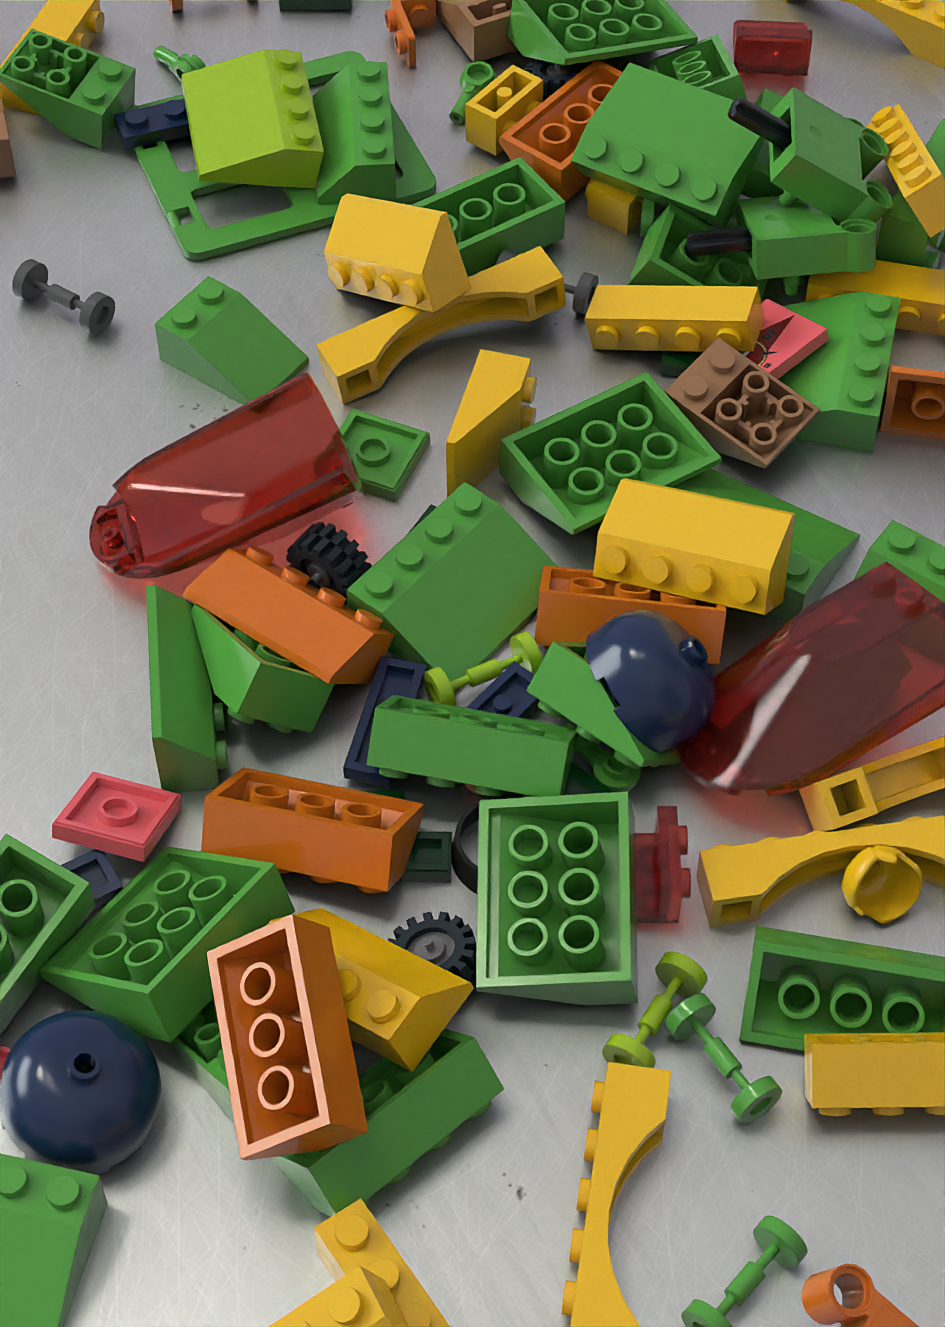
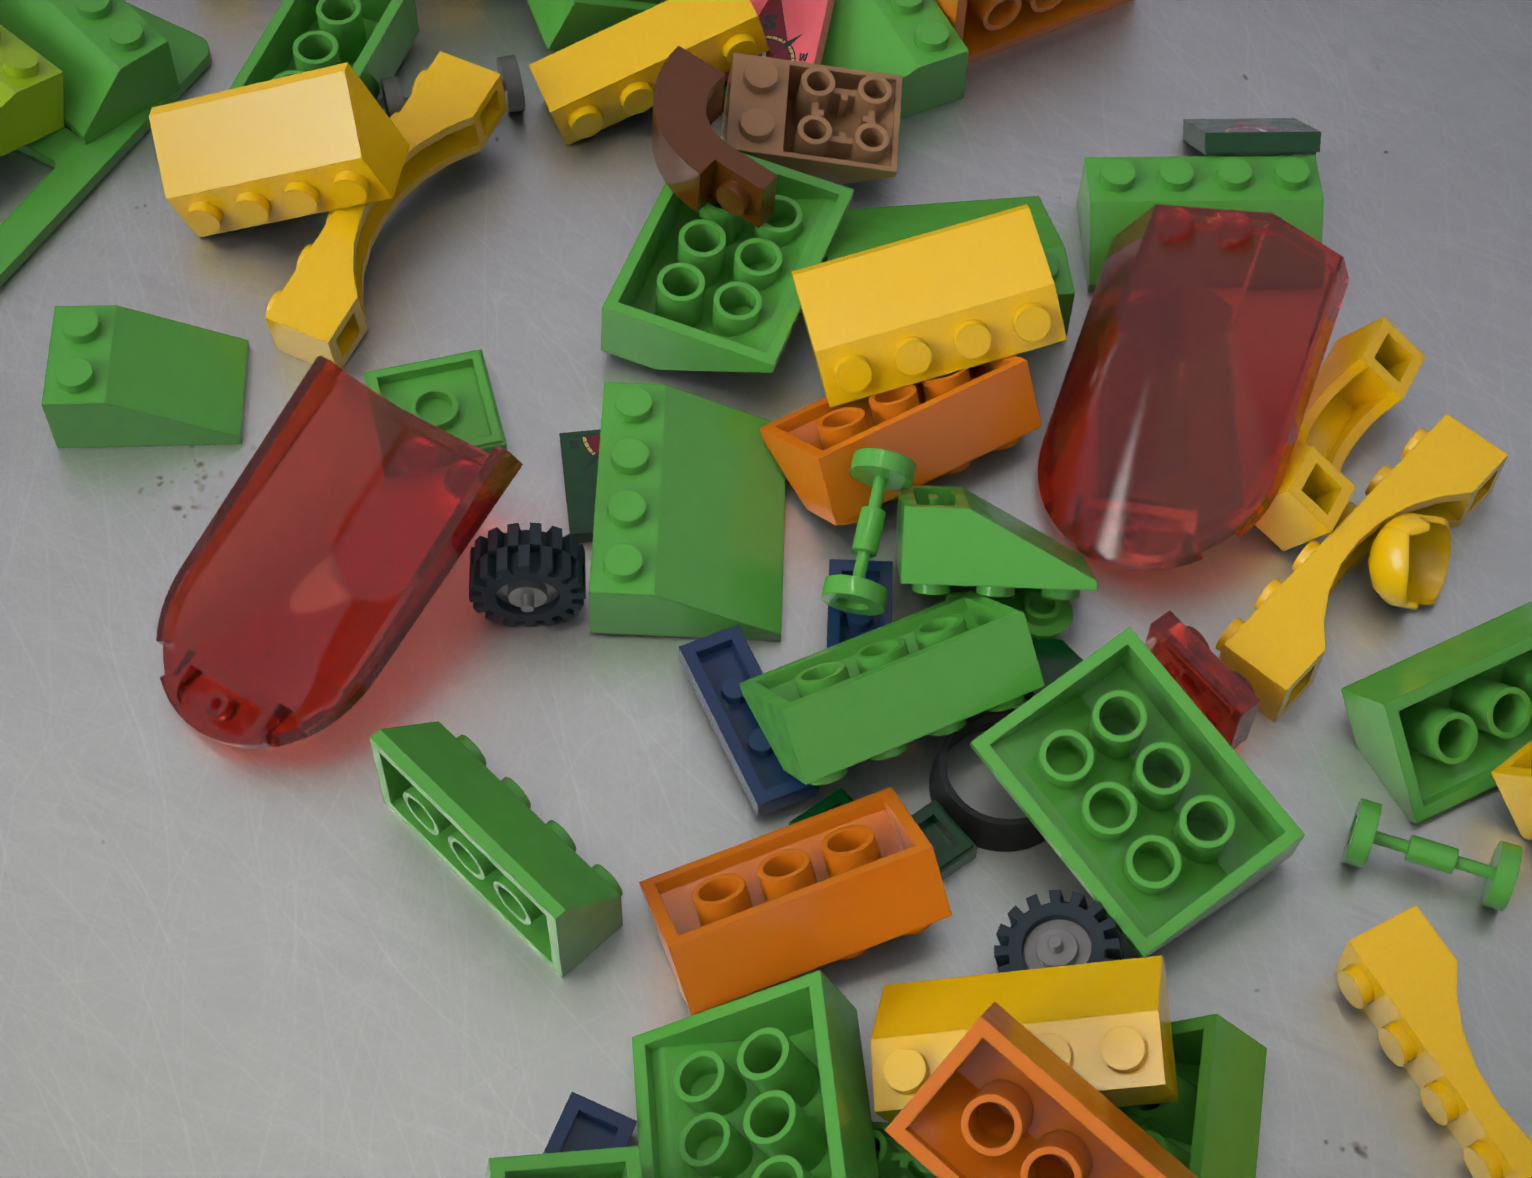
camera: 40 degrees left, 5 degrees up
(117, 816) = (552, 1043): coral tile -> none
(257, 679) = (570, 754): bright green slope -> none
(292, 616) = (544, 664): orange slope -> none
(491, 409) = (548, 286): yellow slope -> none
(524, 652) = (778, 641): lime wheel -> none
(571, 621) = (882, 472): none -> bright green wheel
(639, 356) = (692, 155): none -> reddish brown arch
(654, 677) = (1024, 476): dark blue cylinder -> none
(680, 976) = (1313, 795): lime wheel -> none

